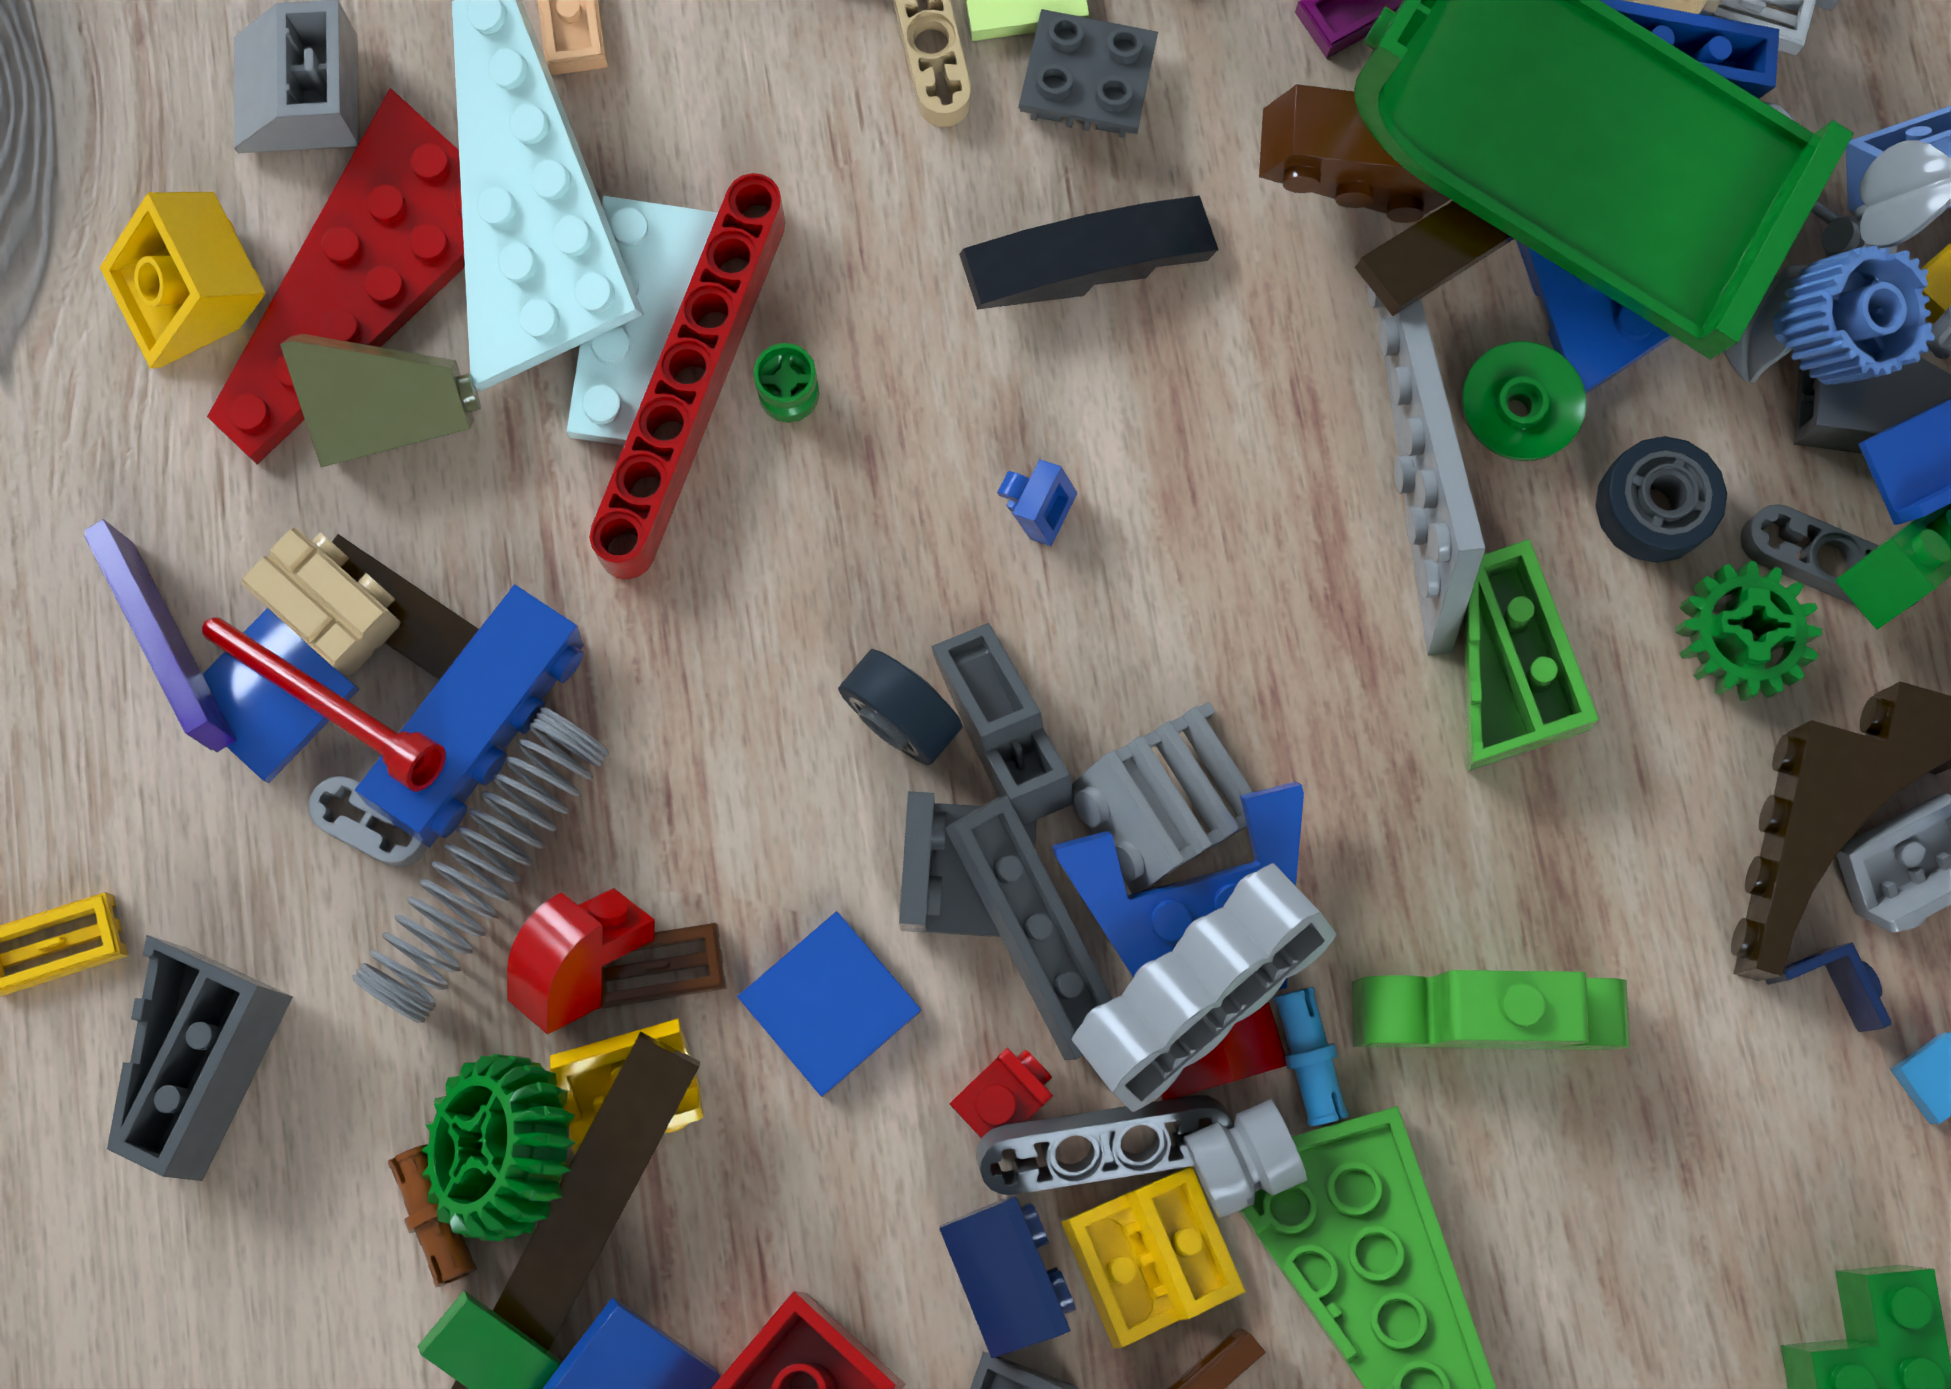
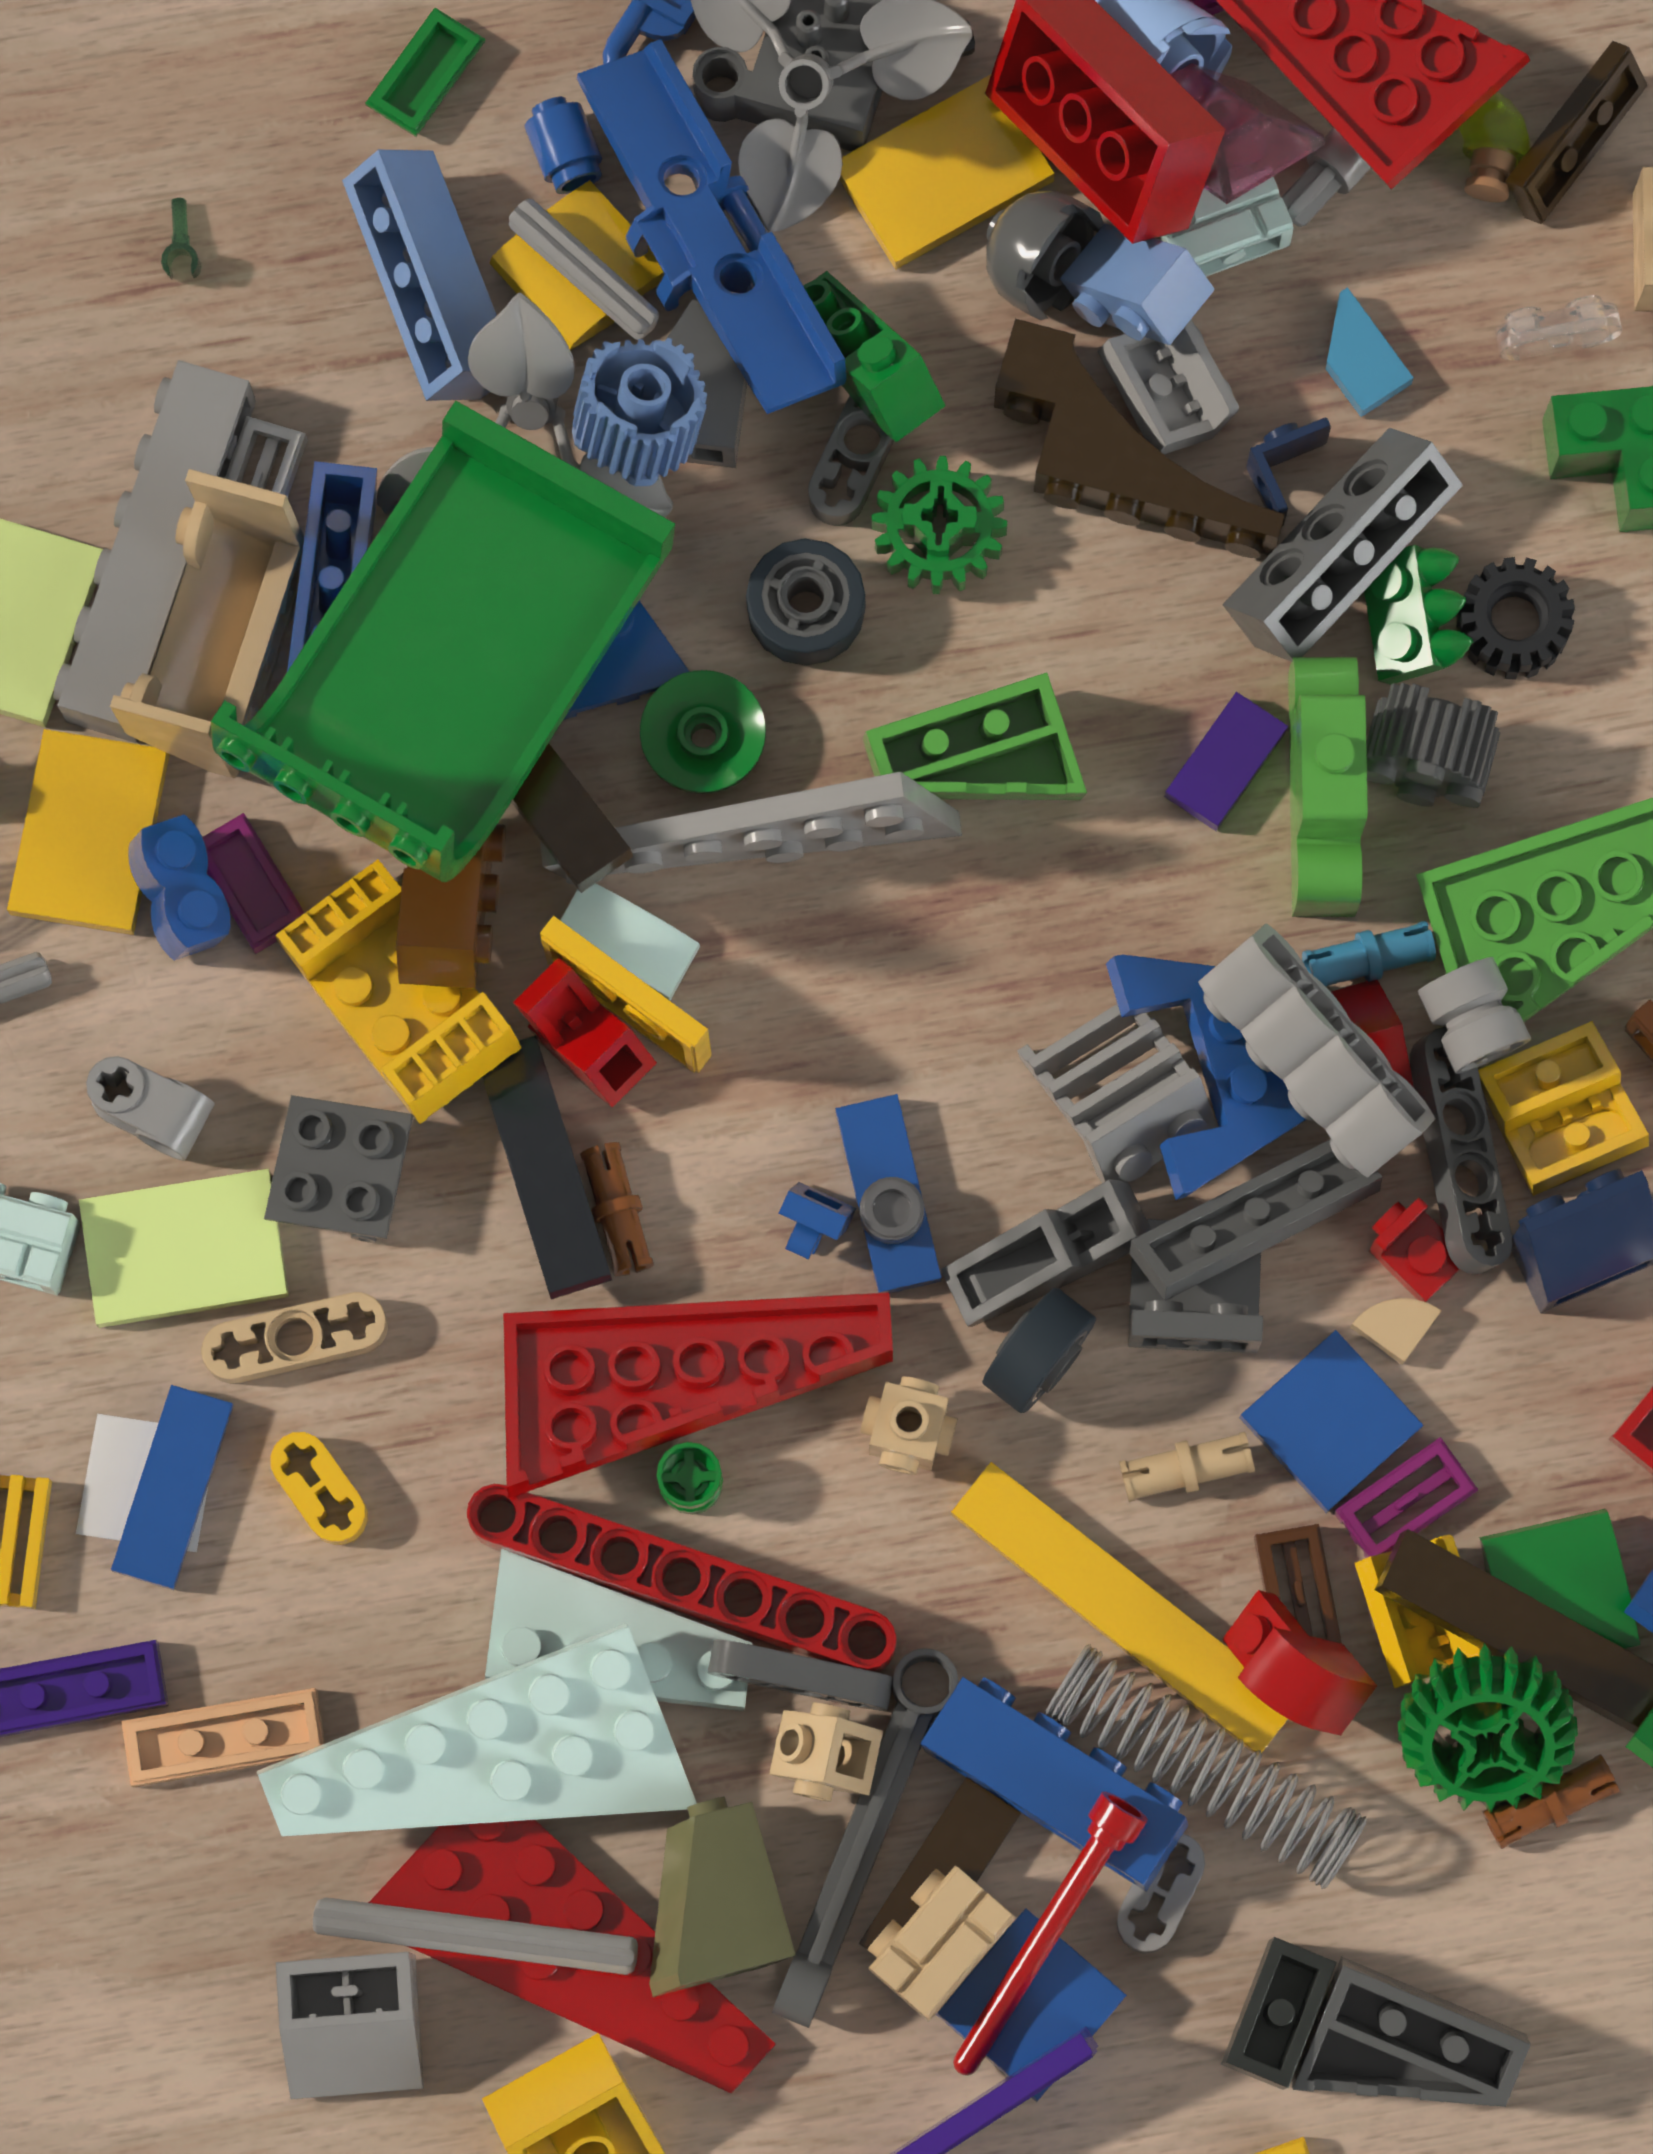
camera: 85 degrees left, 0 degrees up
(230, 927) = (1278, 2013): none -> pearl dark grey brick
(316, 489) = (859, 1847): none -> dark grey piece
(359, 185) = (475, 1935): none -> light grey axle
(514, 499) = (825, 1752): none -> tan brick
(588, 473) = (800, 1675): none -> dark grey beam
(658, 778) = (1116, 1604): none -> yellow tile
(663, 1240) = (1570, 1568): none -> green slope
(777, 1124) = (1452, 1468): none -> magenta tile
(785, 856) = (1187, 1466): none -> tan pin
(787, 59) = (306, 1497): none -> yellow beam
(835, 603) = (908, 1450): none -> tan brick
(884, 333) = (635, 1377): none -> red wing
(926, 1074) = (1396, 1325): none -> tan tile
(1044, 572) = (891, 1210): none -> flat silver tile
(1050, 322) = (617, 1209): none -> dark orange pin
(1064, 574) = (878, 1149): none -> blue tile
(1213, 143) = (417, 1037): none -> yellow plate
(1221, 284) = (584, 1033): none -> red brick
(1255, 316) = (629, 996): none -> yellow tile
(1314, 331) = (632, 937): none -> light aqua slope
(1512, 915) = (1226, 761): none -> dark purple tile
(1536, 1124) = (1431, 746): none -> dark grey brick
(1683, 1109) = (1408, 615): none -> green plate
(1720, 1219) = (1529, 584): none -> black tyre
(1754, 1041) = (1343, 544): none -> dark grey brick

